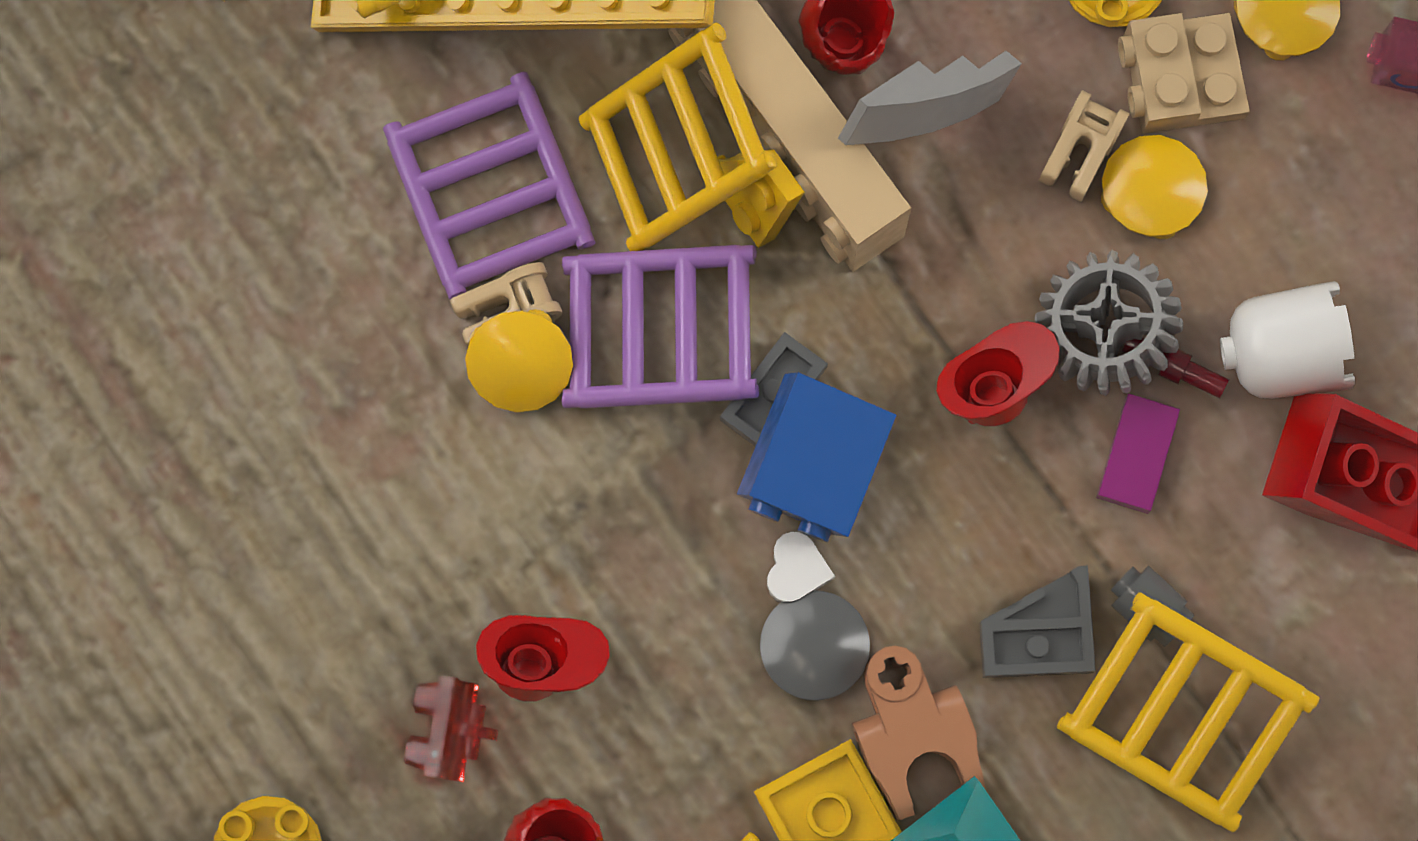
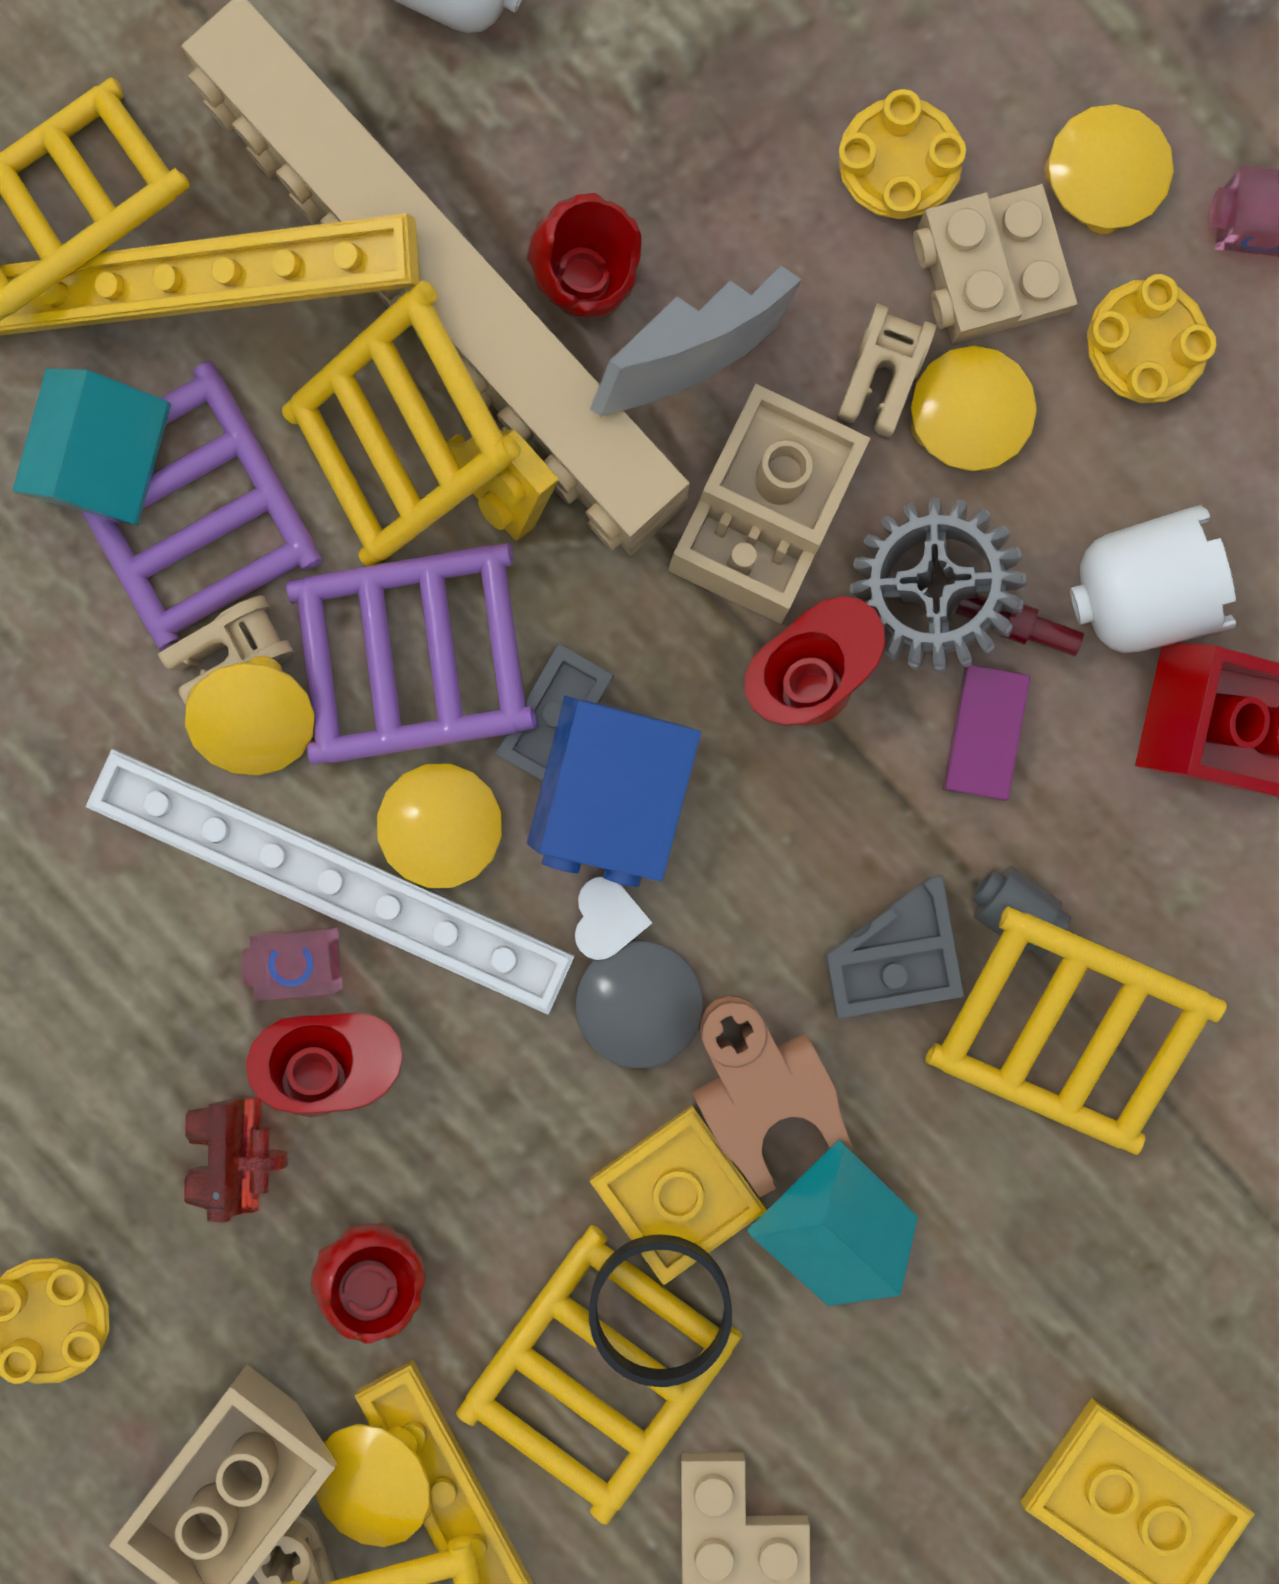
camera: 15 degrees left, 10 degrees up
(421, 125) = (92, 445): none -> teal slope
(525, 570) = (293, 964): none -> clear pink brick
(567, 509) = (330, 881): none -> white tile
(663, 473) = (439, 825): none -> yellow dish
(973, 242) = (768, 504): none -> tan slope
(1307, 148) = (1149, 340): none -> yellow dish

